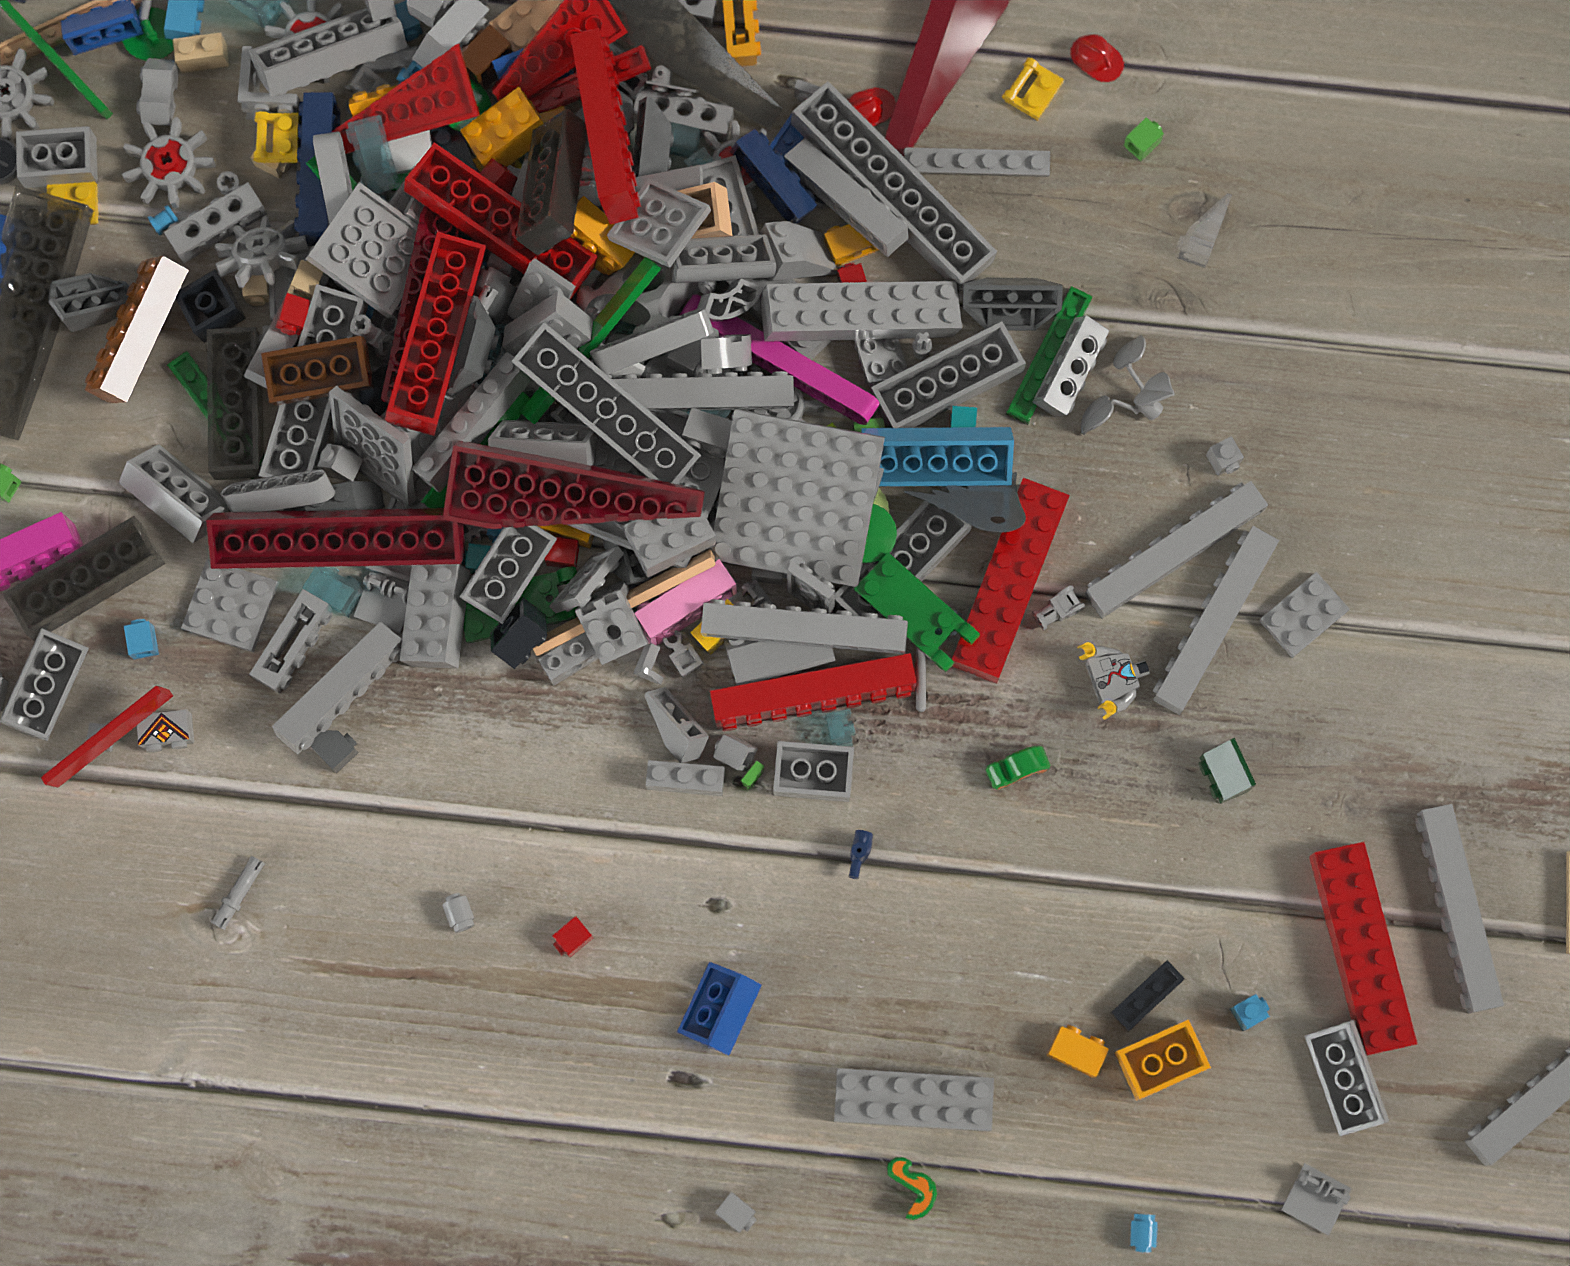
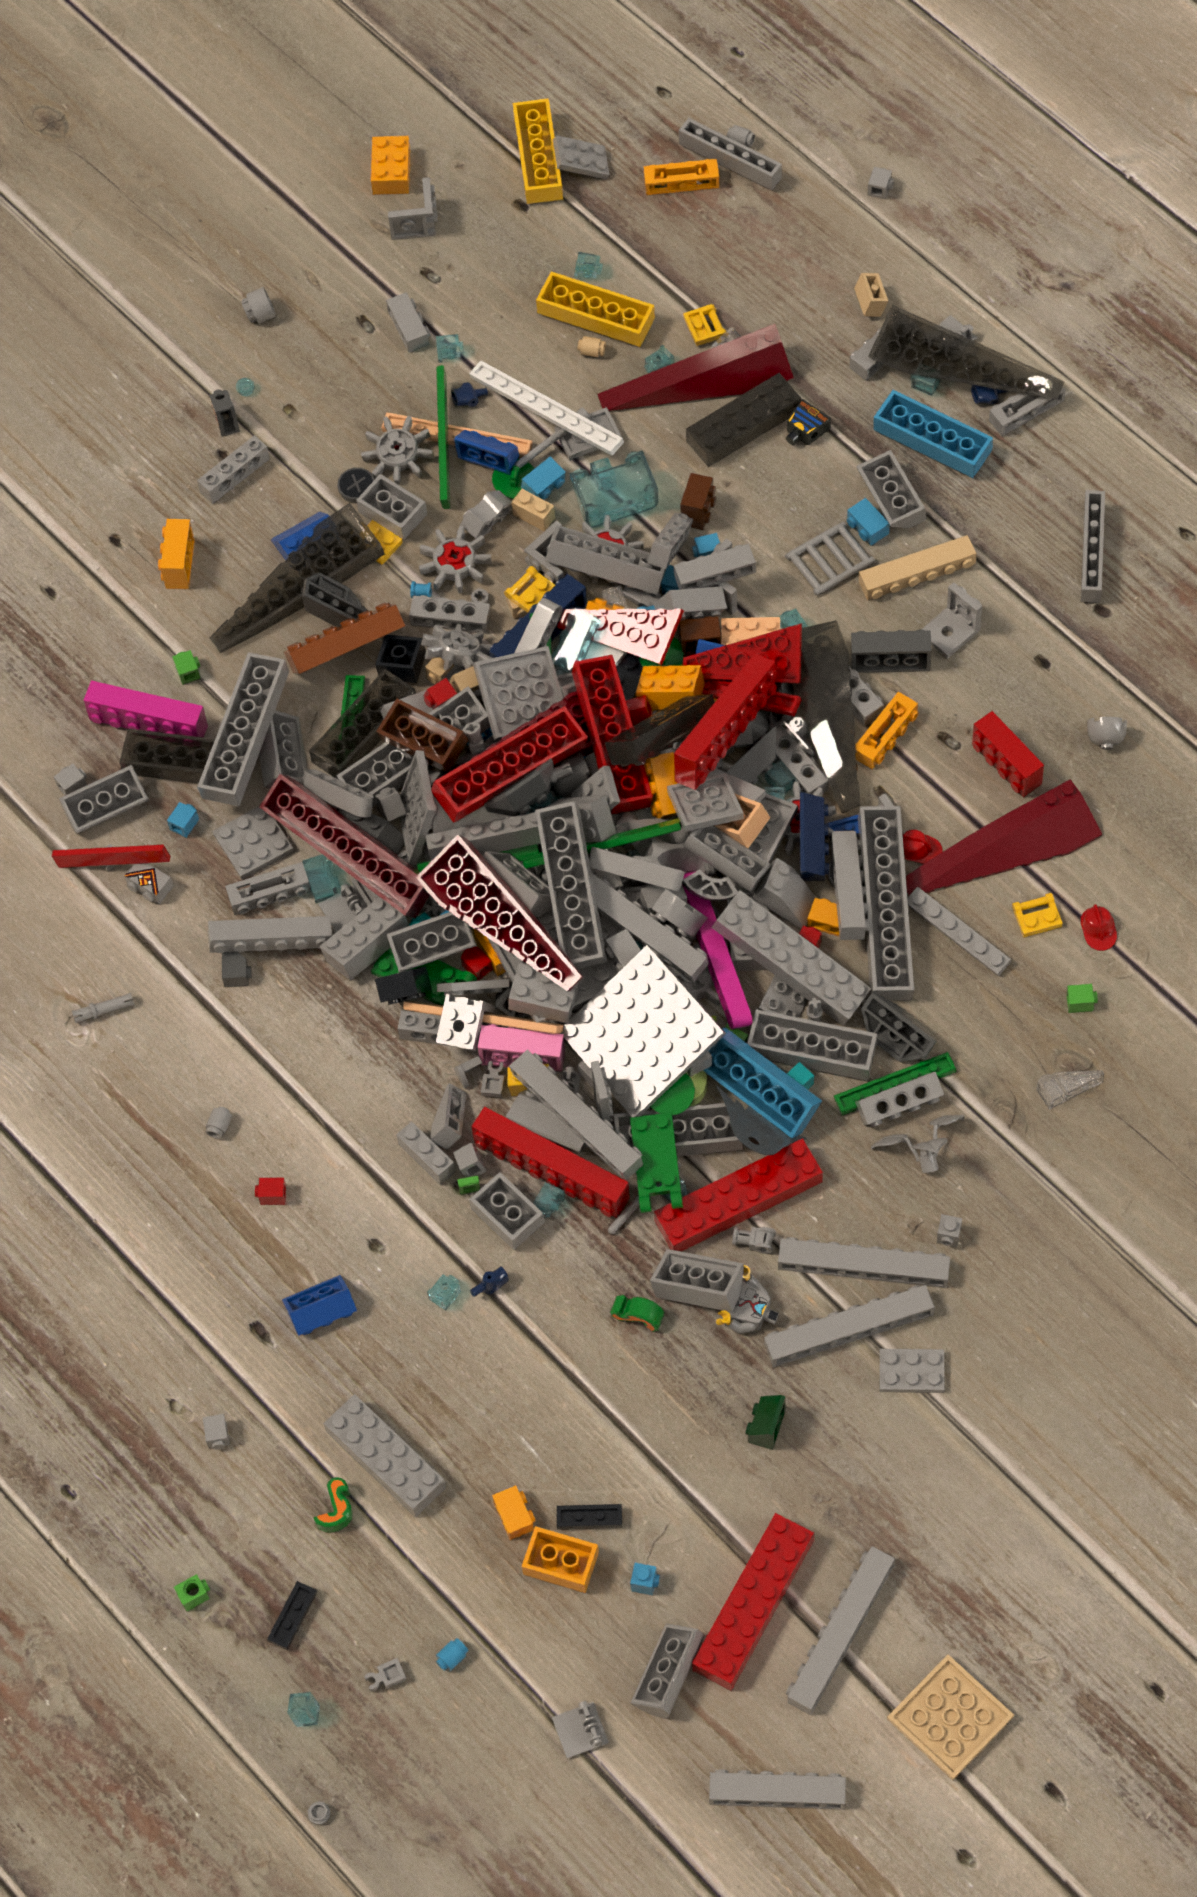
camera: 45 degrees right, 15 degrees down
(126, 503) = (243, 729): none -> light grey brick
(823, 905) = (441, 1297): none -> clear light blue brick
(1051, 691) = (698, 1280): none -> light grey slope

